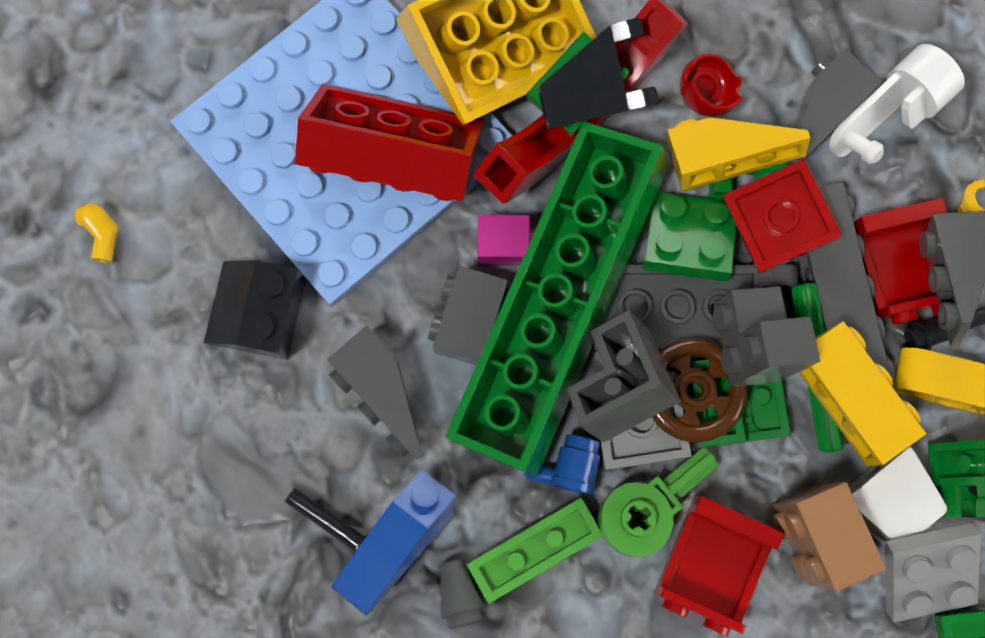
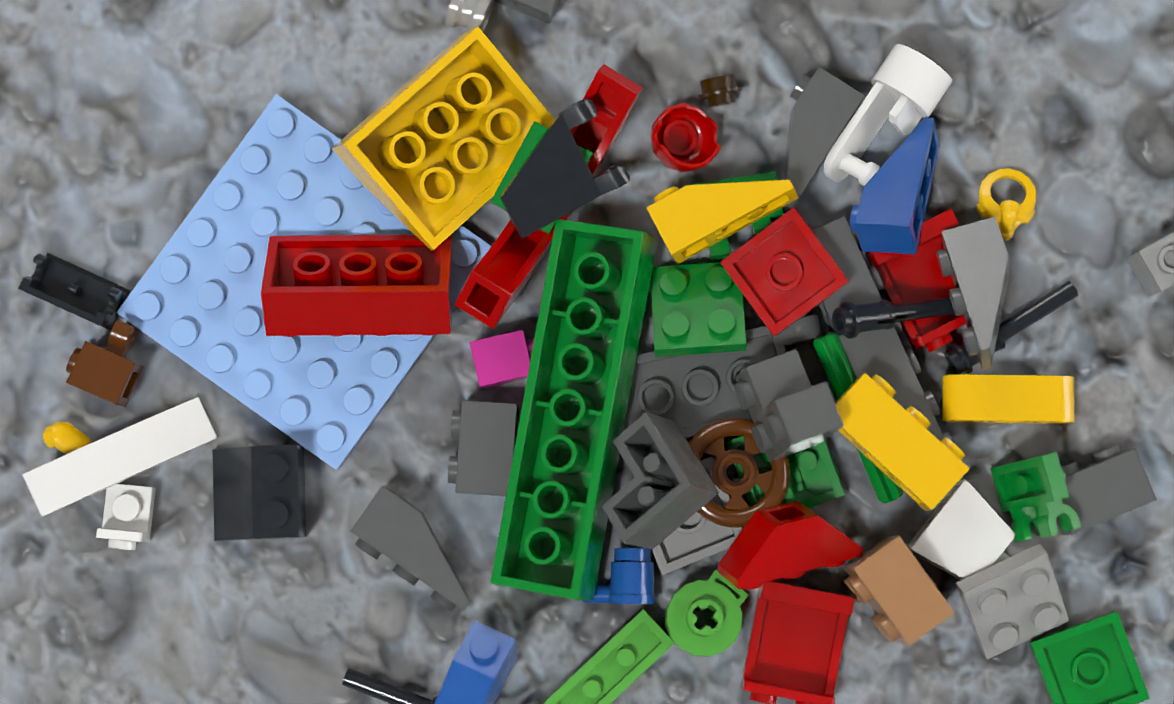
camera: 10 degrees left, 5 degrees up
(131, 301) = (127, 516): none -> white bracket
(135, 245) = (119, 456): none -> white slope
(137, 94) = (75, 290): none -> black hinge
(147, 167) = (106, 370): none -> reddish brown brick
(729, 467) = (784, 545): none -> red slope
(749, 53) = (719, 90): none -> dark brown plate
(838, 272) = (854, 319): none -> black pin
(894, 176) = (898, 195): none -> blue slope

